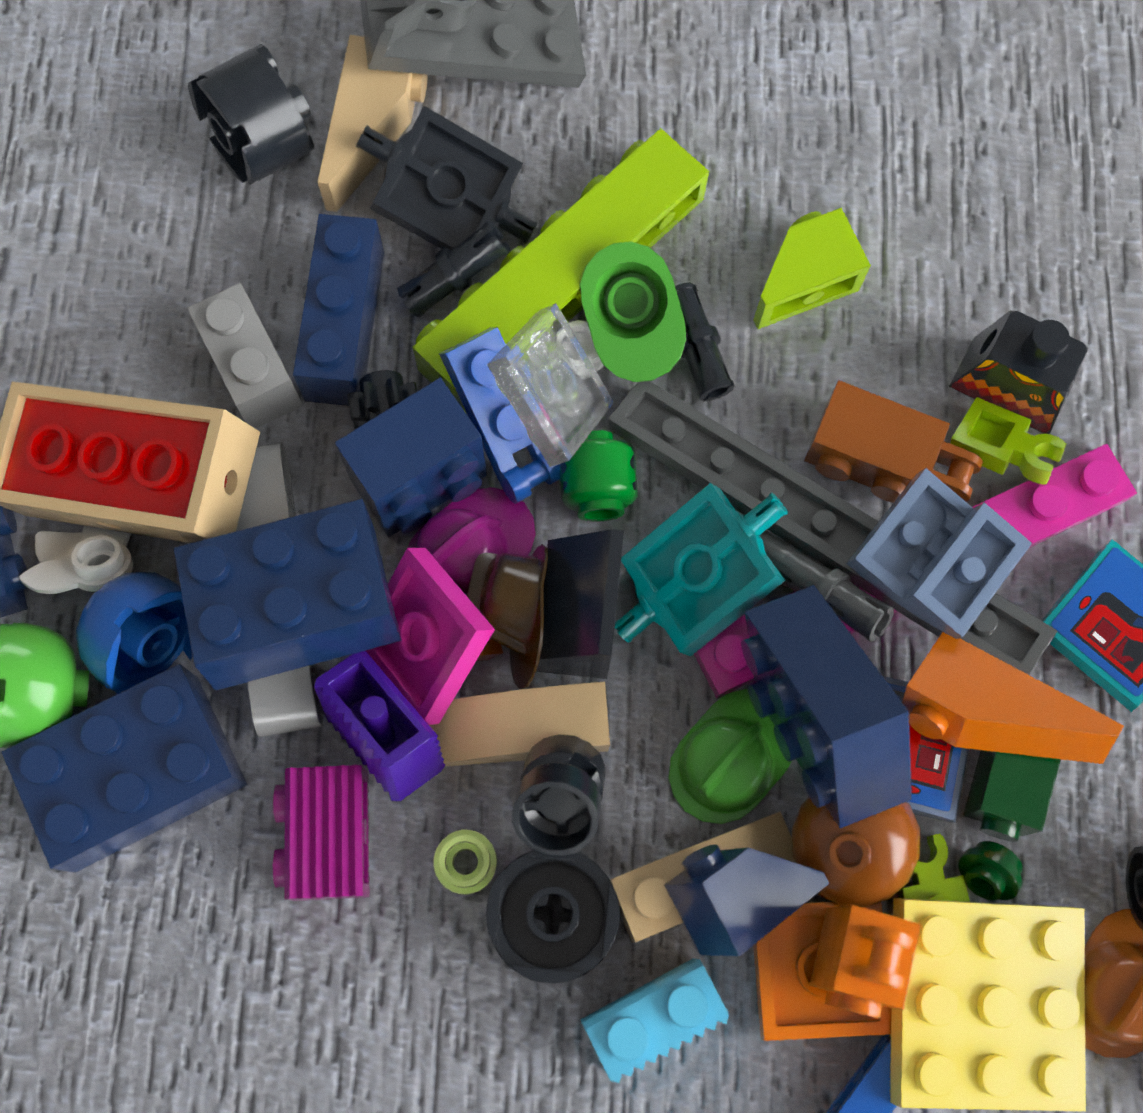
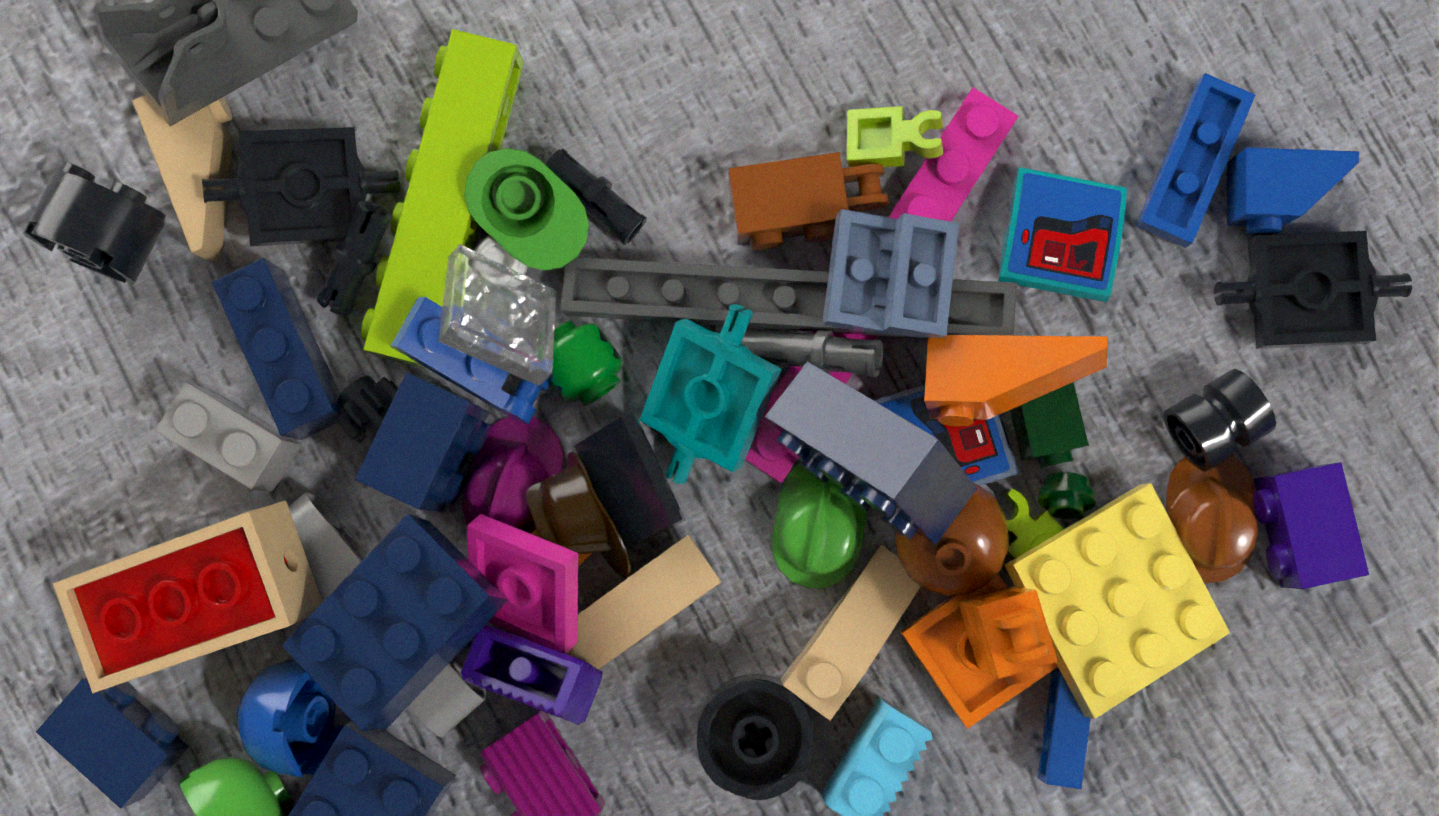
camera: 25 degrees left, 10 degrees up
(78, 560) = (205, 689): white plate -> none
(445, 856) = (657, 749): yellowish green plate -> none
(559, 795) = (706, 647): black wheel -> none
(738, 896) = (888, 641): dark blue slope -> none
(814, 267) = (650, 75): lime slope -> none
(1022, 367) = (872, 67): black torso -> none

